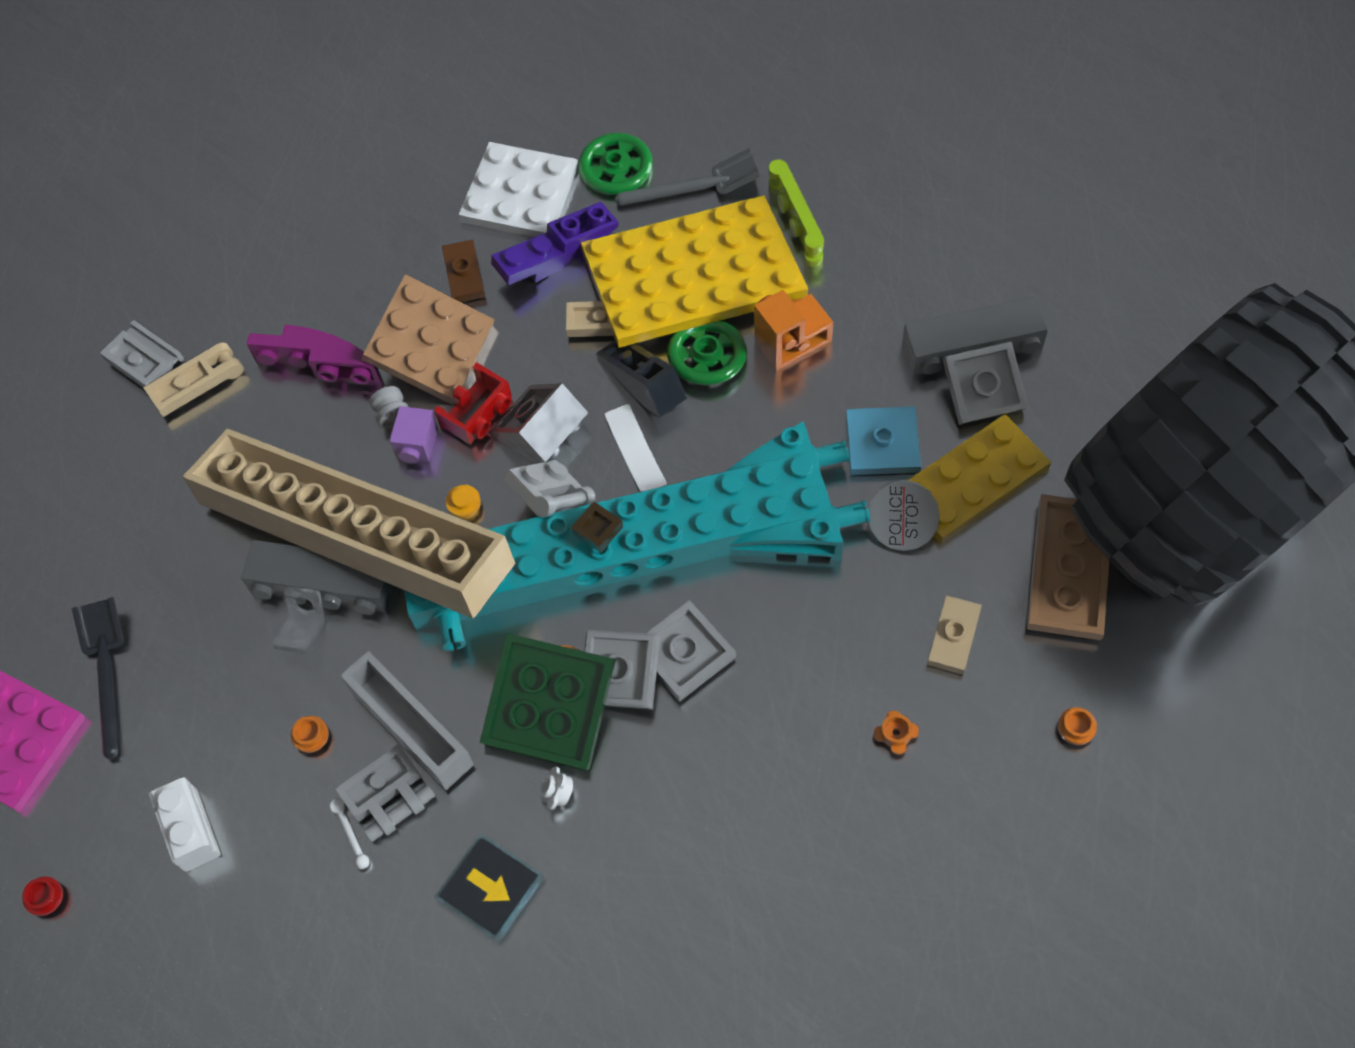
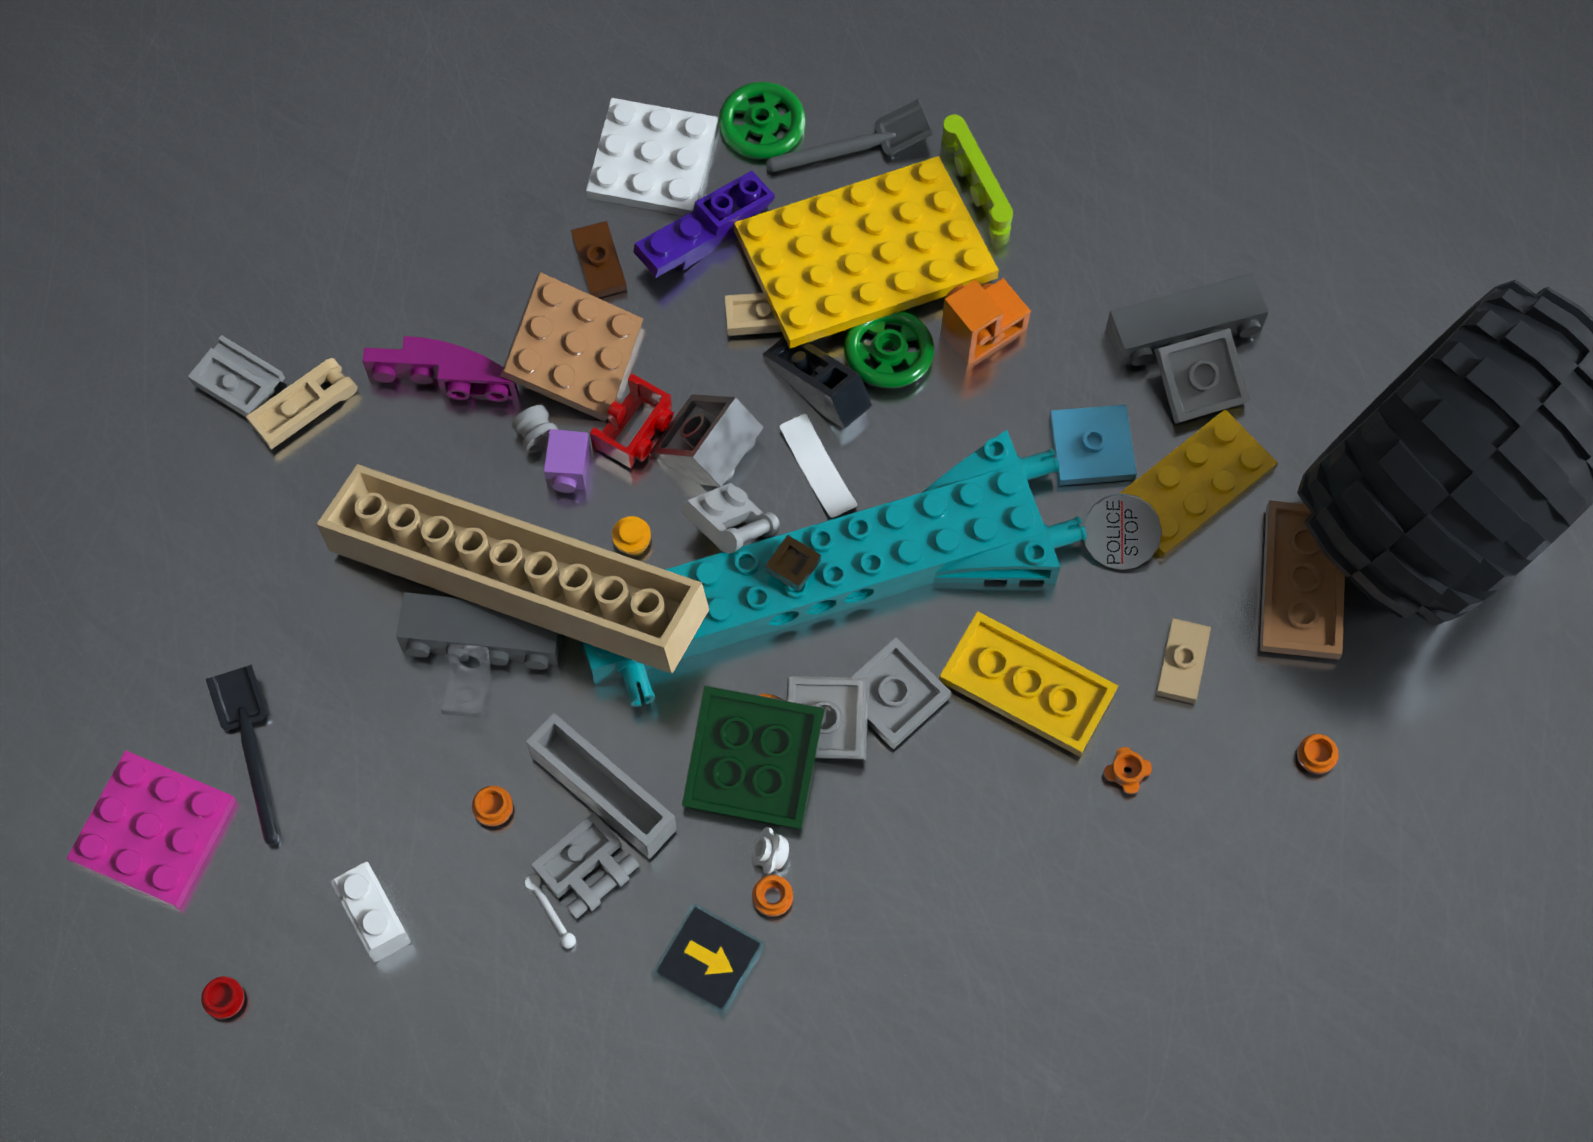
camera: 10 degrees left, 5 degrees up
(551, 820) = (777, 884): none -> orange plate
(809, 648) = (1028, 683): none -> yellow plate

